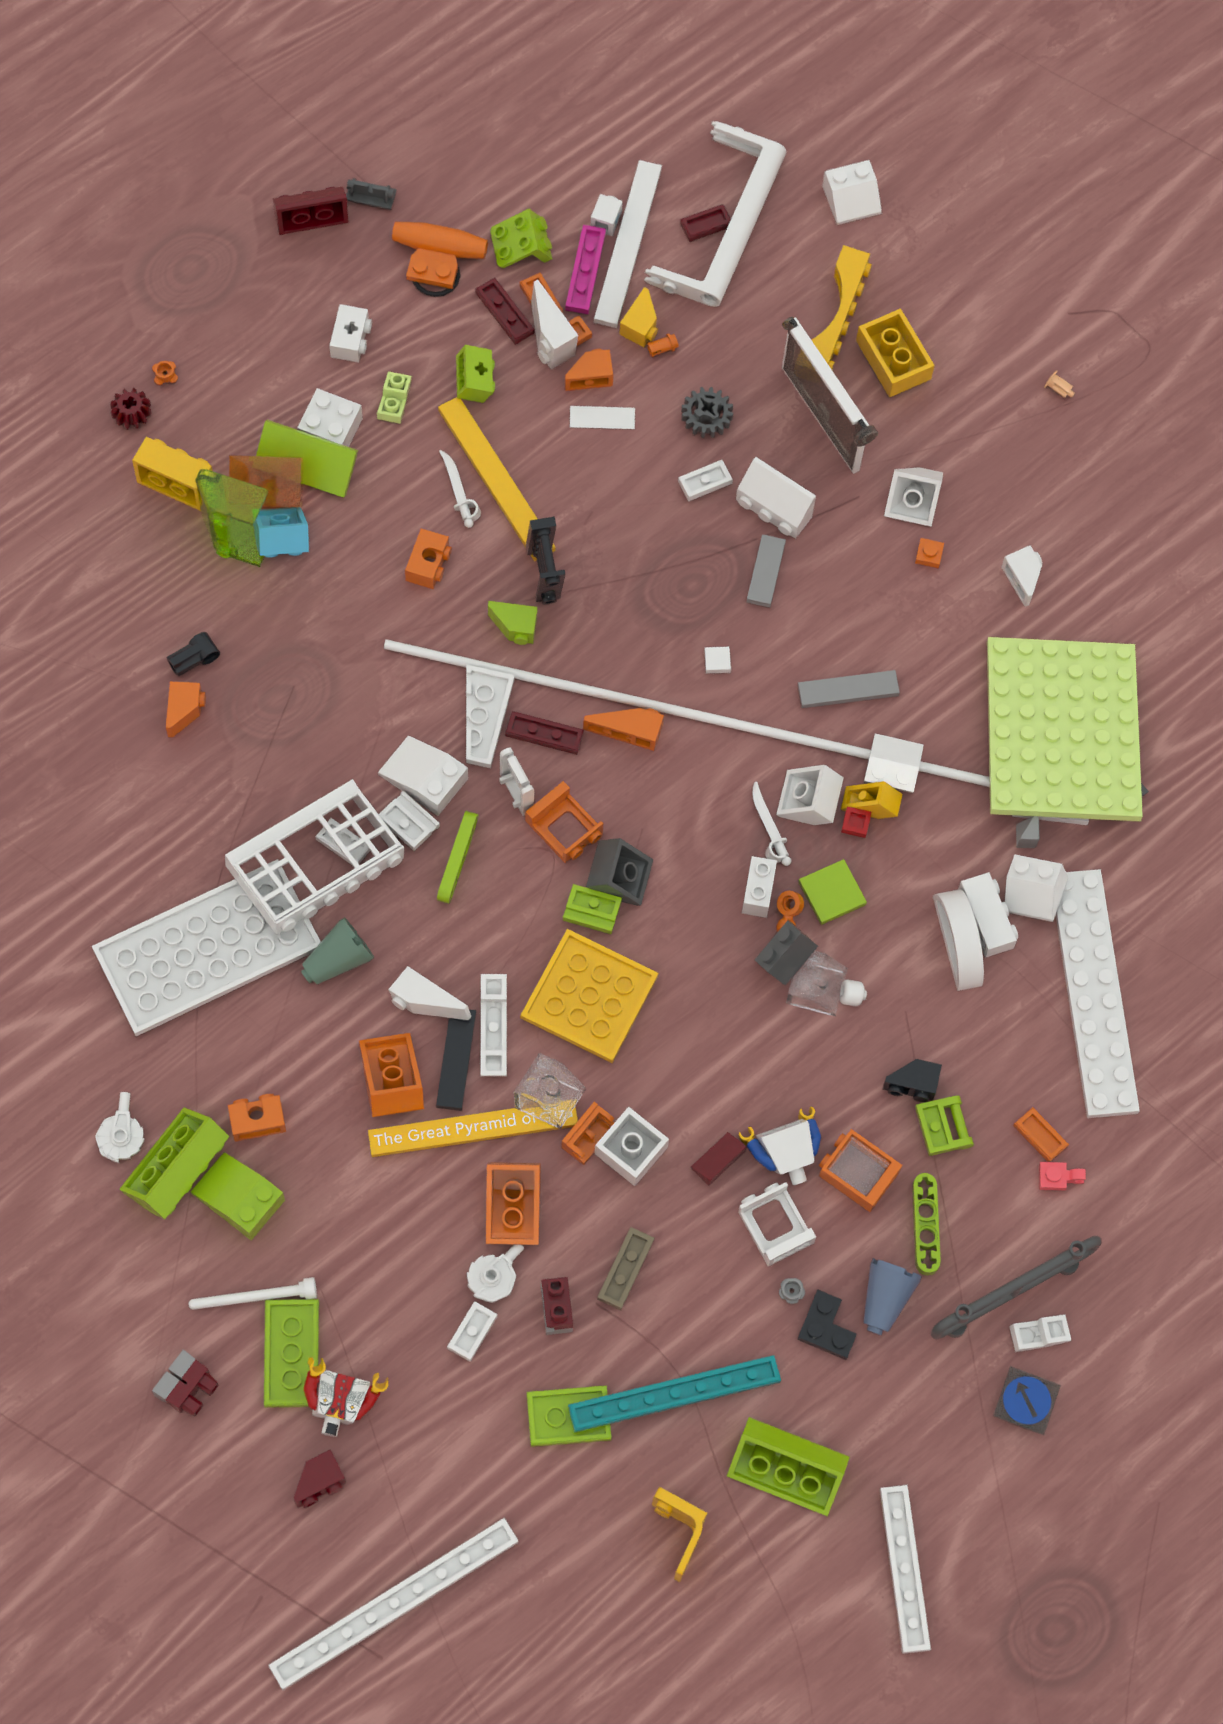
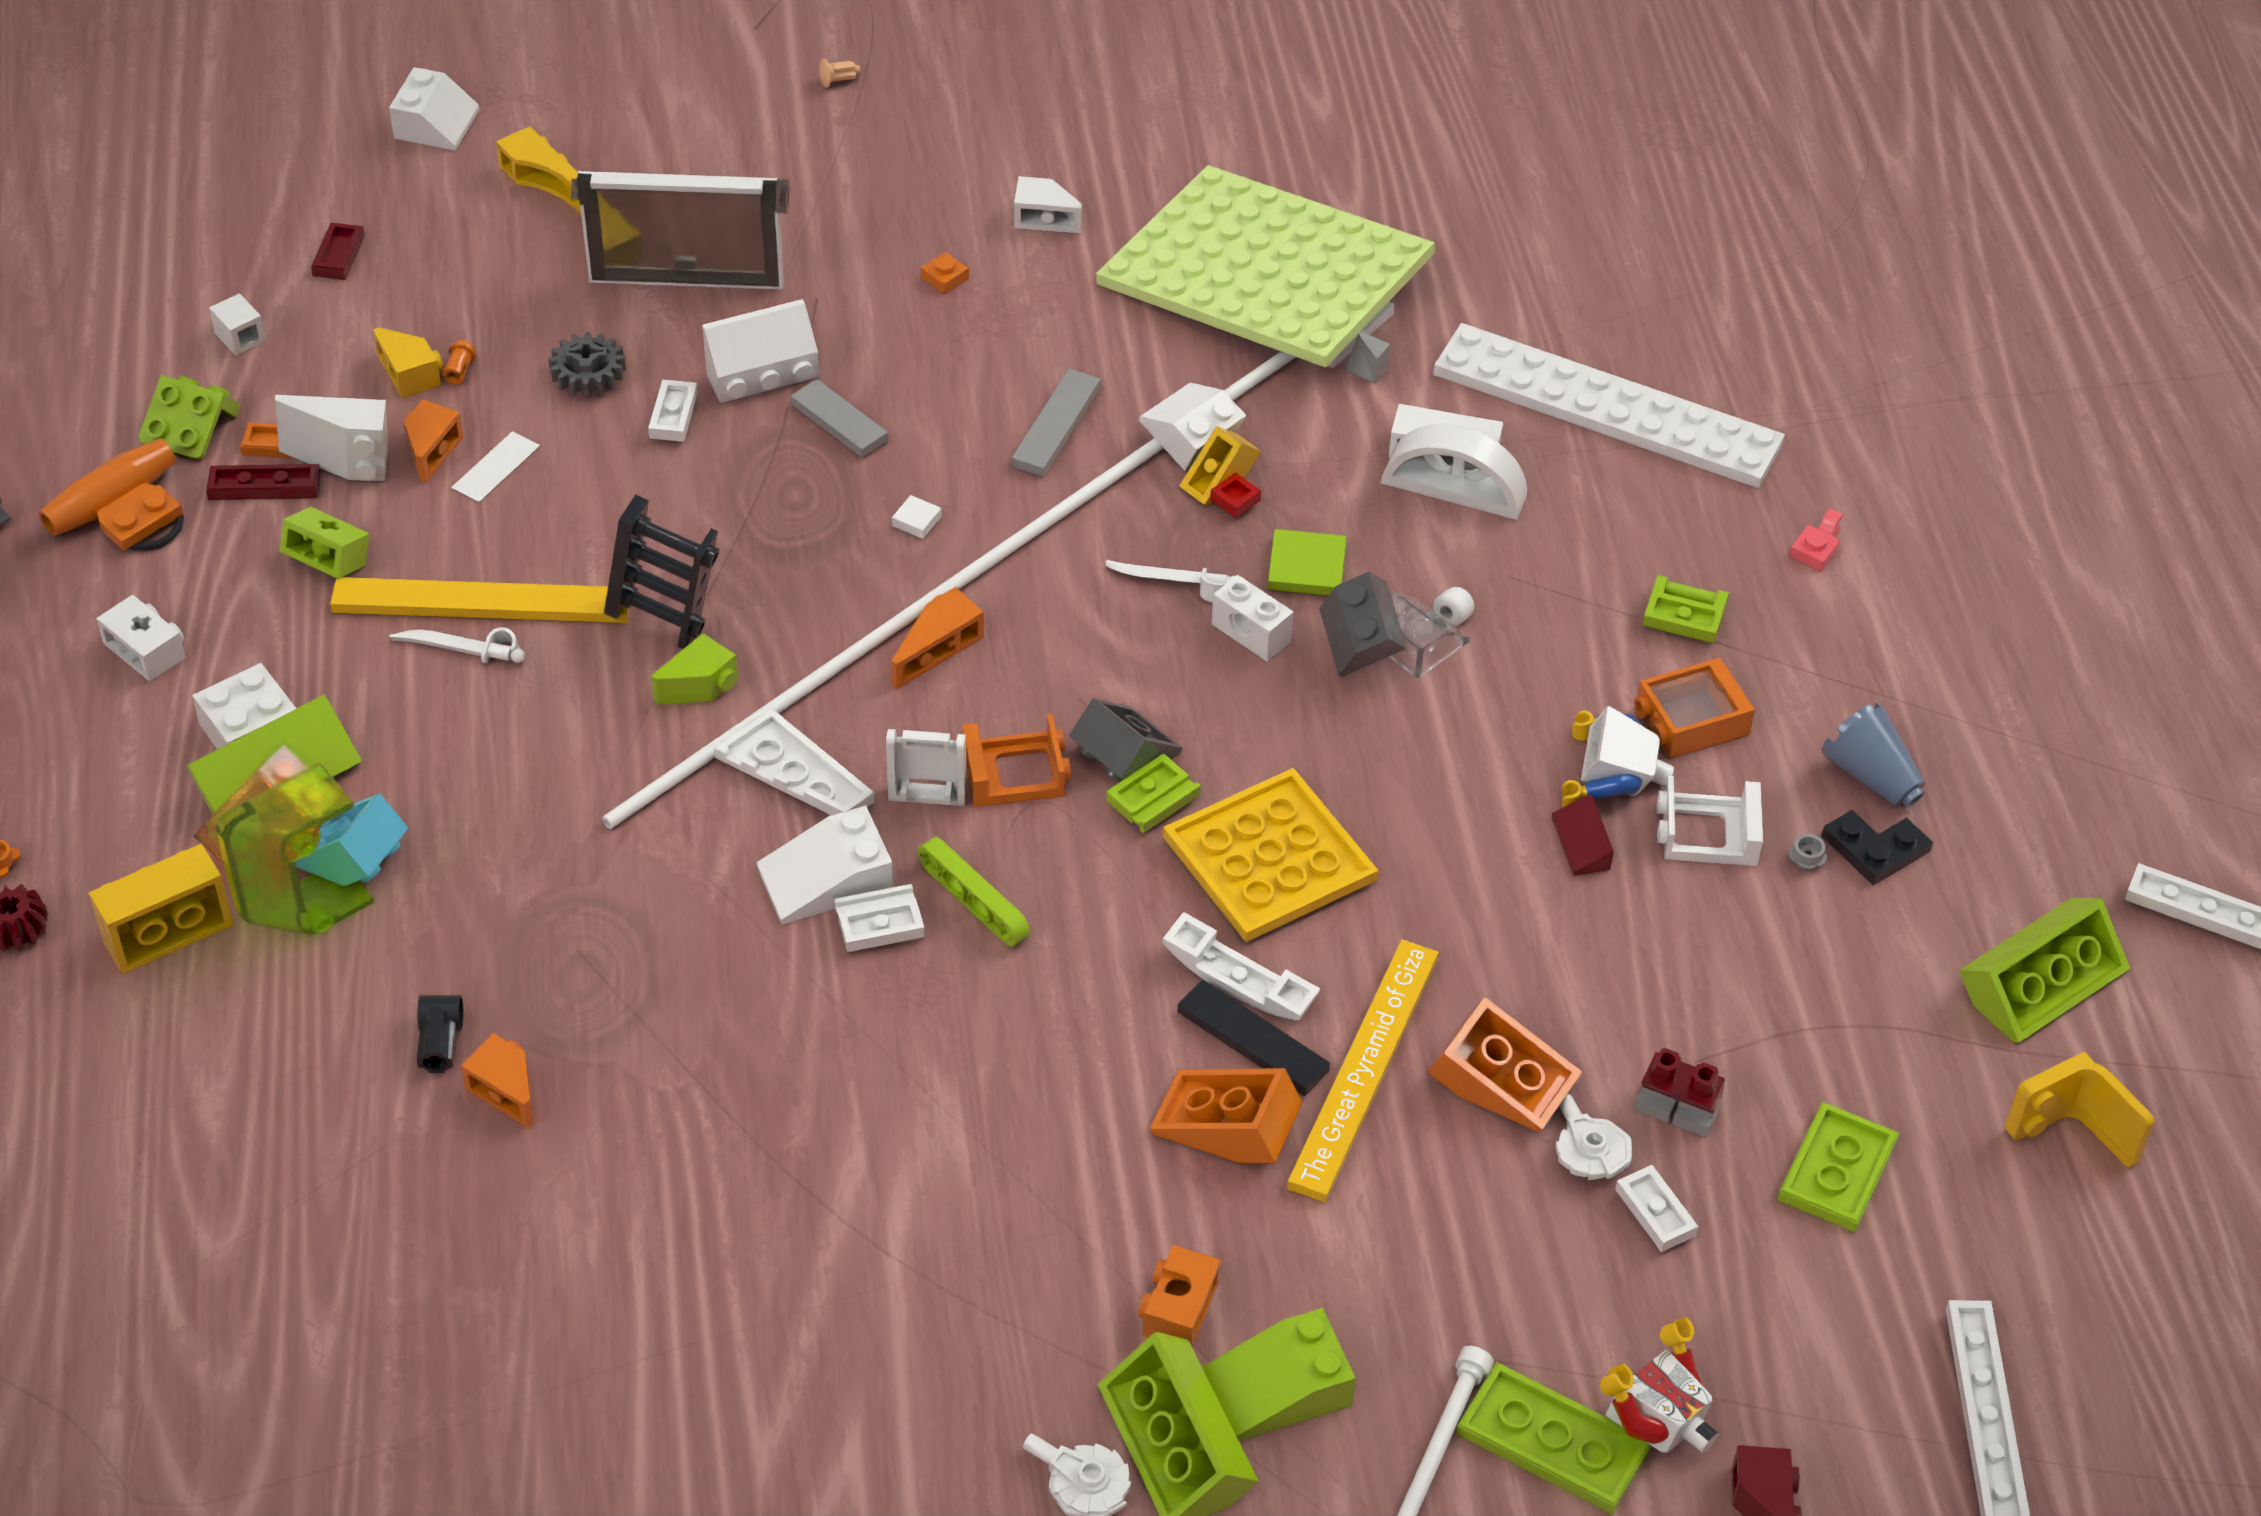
camera: 55 degrees left, 20 degrees down
(200, 952) = (881, 1236): white plate -> none
(329, 894) = (839, 953): white window -> none
(336, 954) = (1012, 1077): sand green cone -> none
(346, 837) = (852, 1002): white plate -> none
(394, 397) = (272, 643): yellowish green slope -> none
(425, 997) = (1147, 1017): white slope -> none
(428, 546) = (530, 716): orange brick -> none
(544, 732) = (870, 724): dark red tile -> none
(548, 1091) = (1375, 954): clear slope -> none
(585, 269) = (277, 369): dark pink plate -> none
(587, 1132) = (1457, 948): orange hinge -> none
(625, 1268) = (1673, 1001): dark tan plate -> none
(627, 244) = (294, 328): white tile -> none
(631, 1146) = (1513, 905): white brick -> none
(674, 1393) = (1876, 1039): teal tile -> none
(713, 288) = (426, 279): white piece -> none
(784, 908) = (1313, 619): orange plate -> none
(810, 795) = (1167, 516): white slope -> none
(895, 352) = (673, 153): yellow brick -> none
(914, 495) = (868, 242): white slope -> none
(914, 1079) = (1612, 601): black slope -> none
(922, 1224) = (1804, 682): lime beam -> none
(1026, 1400) = (2092, 702): piece -> none
(1034, 887) = (1446, 375): white slope -> none
(1040, 1333) = (2008, 654): white slope -> none
(1041, 1135) = (1754, 534): orange tile -> none
(1064, 1263) = (1951, 629): dark grey bar -> none

